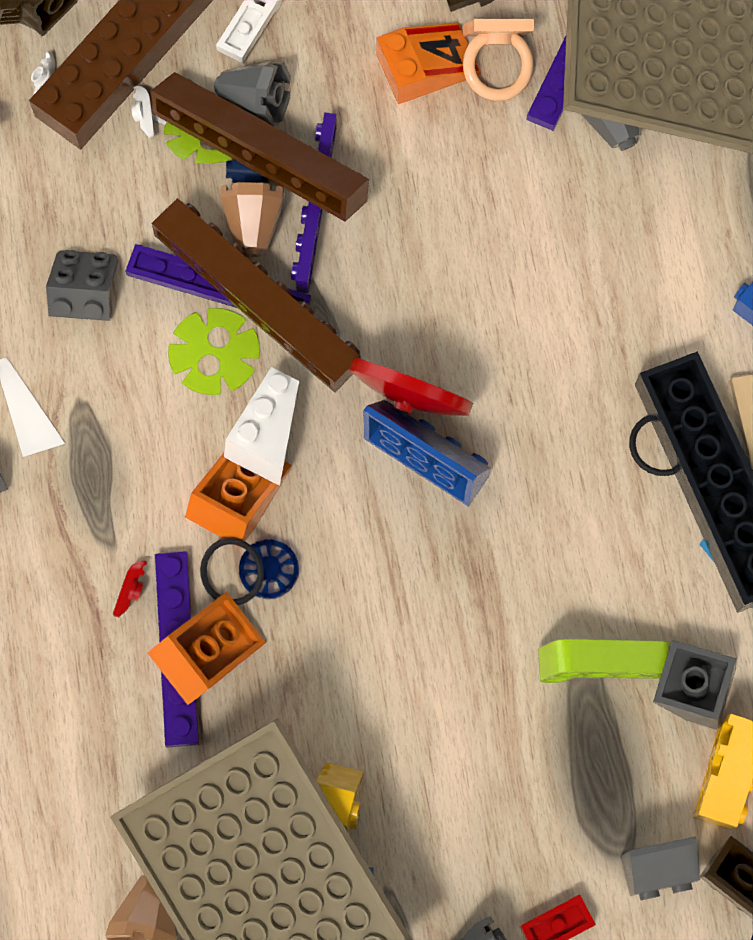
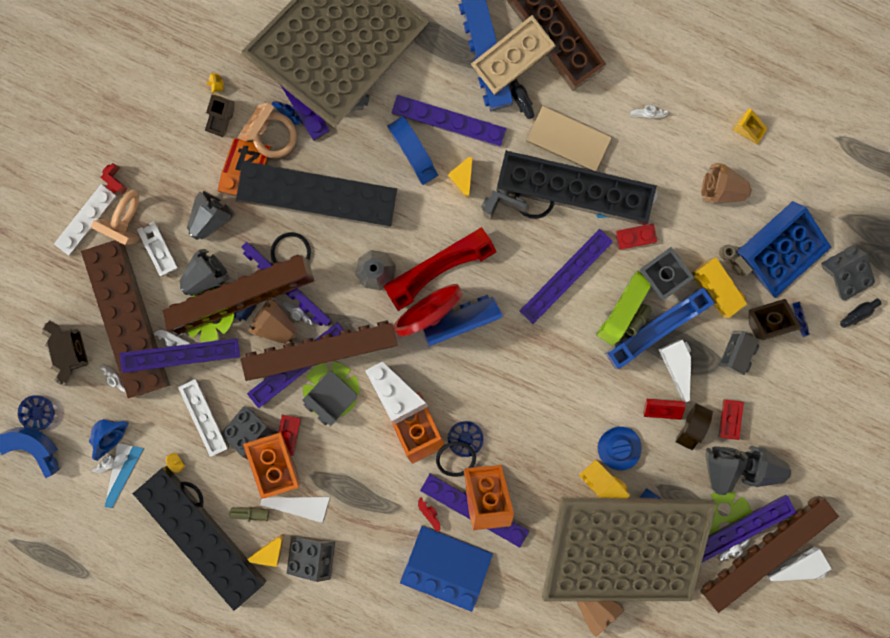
camera: 55 degrees left, 15 degrees up
(60, 331) = (271, 465): none -> orange slope
(65, 213) = (203, 417): none -> white plate
(67, 662) = (446, 568): none -> blue slope
(114, 332) = (289, 428): none -> red plate
(129, 124) = (179, 355): none -> dark purple plate
(200, 352) = (329, 398): none -> dark grey bracket
(286, 242) = (297, 313): none -> white piece
(335, 50) = (207, 215): none -> dark grey cone
(383, 166) = (286, 235): none -> black tyre
(404, 791) = (619, 448): none -> blue hat
(415, 301) = (384, 273): none -> dark grey cone
(425, 352) = (470, 248): none -> red arch
(459, 155) = (316, 194): none -> black brick
(503, 815) = (664, 409): none -> red plate
(509, 876) = (696, 427): none -> dark brown brick
(541, 63) = (288, 111): none -> blue piece
(584, 788) = (678, 363): none -> white slope
(589, 552) = (566, 276): none -> dark purple plate
(602, 690) = (639, 320): none -> olive axle
(606, 243) = (413, 150): none -> blue arch
(621, 383) = (491, 203): none -> dark grey bracket
(622, 326) = (462, 176): none -> yellow slope
(637, 738) = (659, 327): none -> blue arch
(680, 266) = (448, 120): none -> dark purple plate
(713, 612) = (636, 236): none -> red plate

